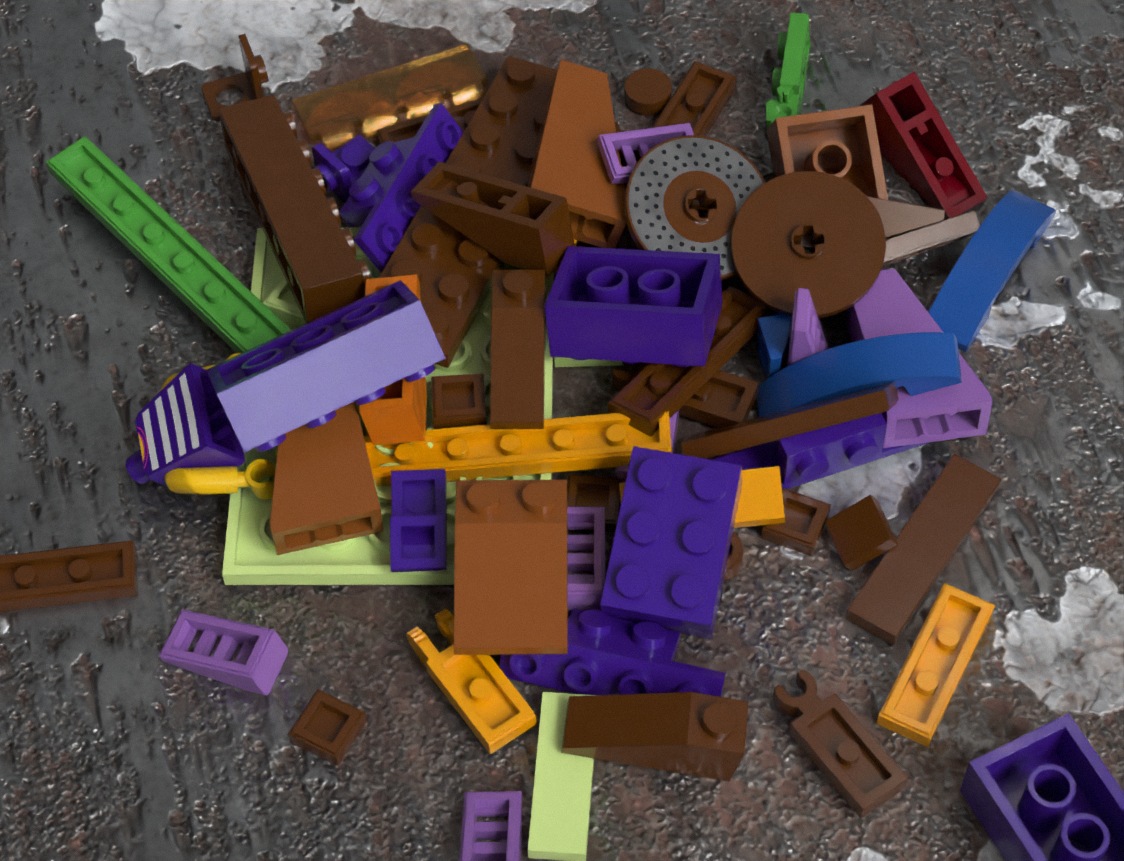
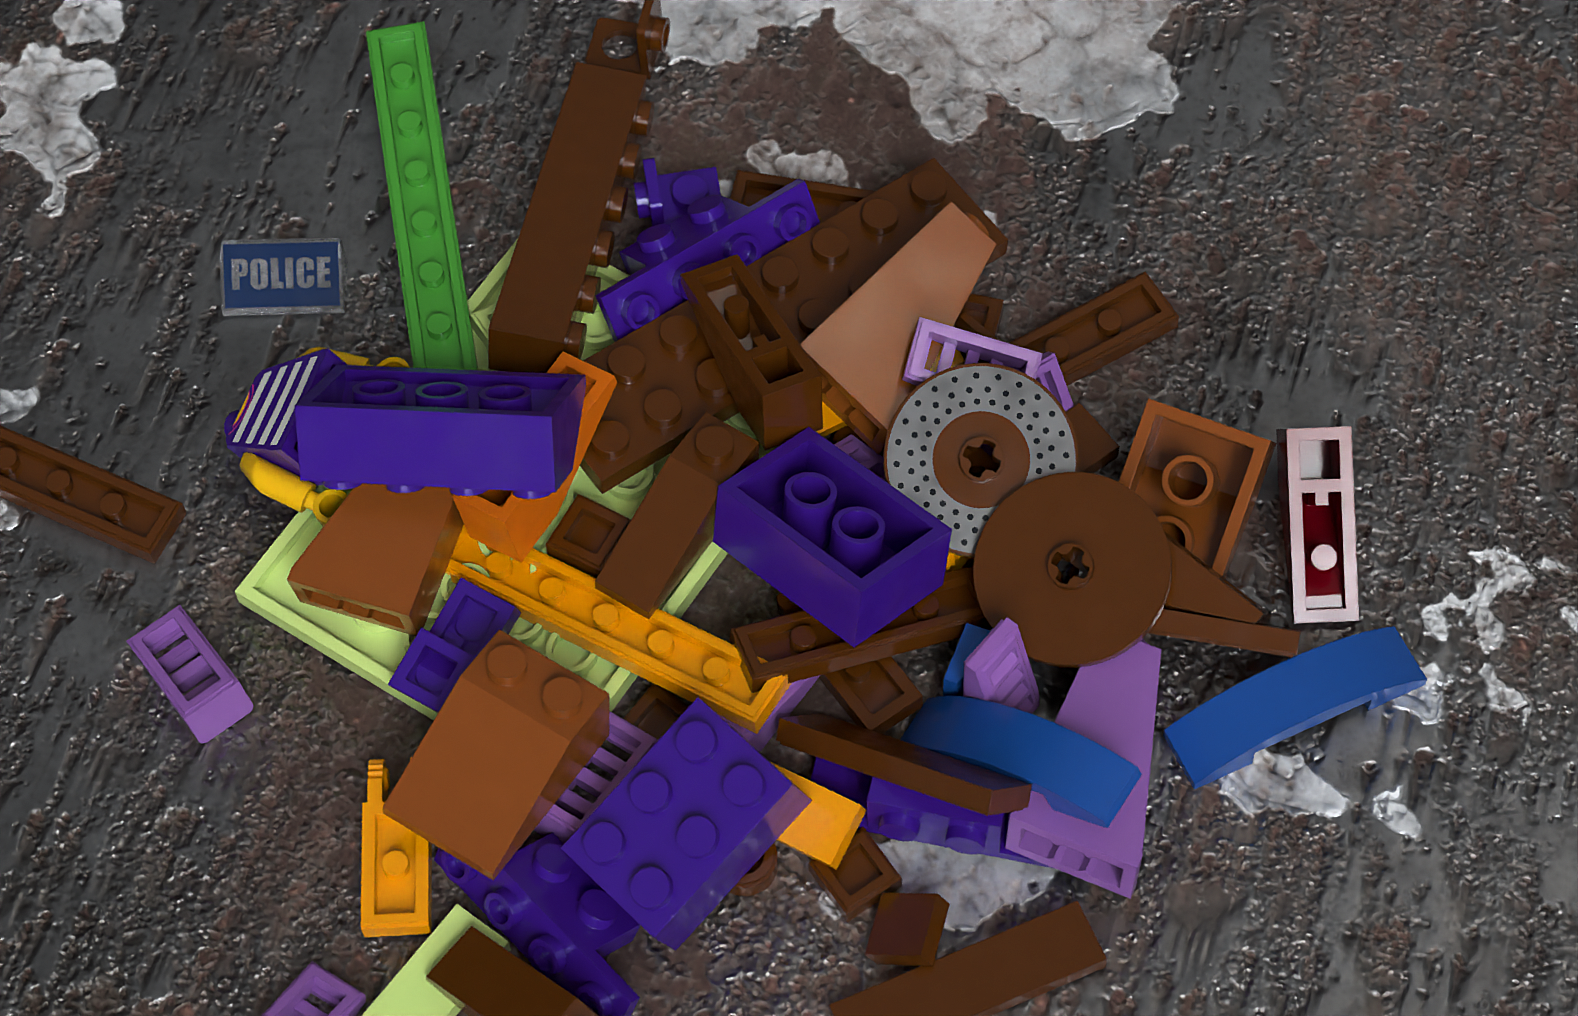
camera: 35 degrees right, 5 degrees up
(95, 354) = (283, 276): none -> slope
(327, 727) = (232, 812): reddish brown tile -> none
(381, 96) = (804, 135): clear orange windscreen -> none
(647, 91) = (1067, 279): reddish brown tile -> none
(790, 79) = (1237, 352): bright green hinge -> none

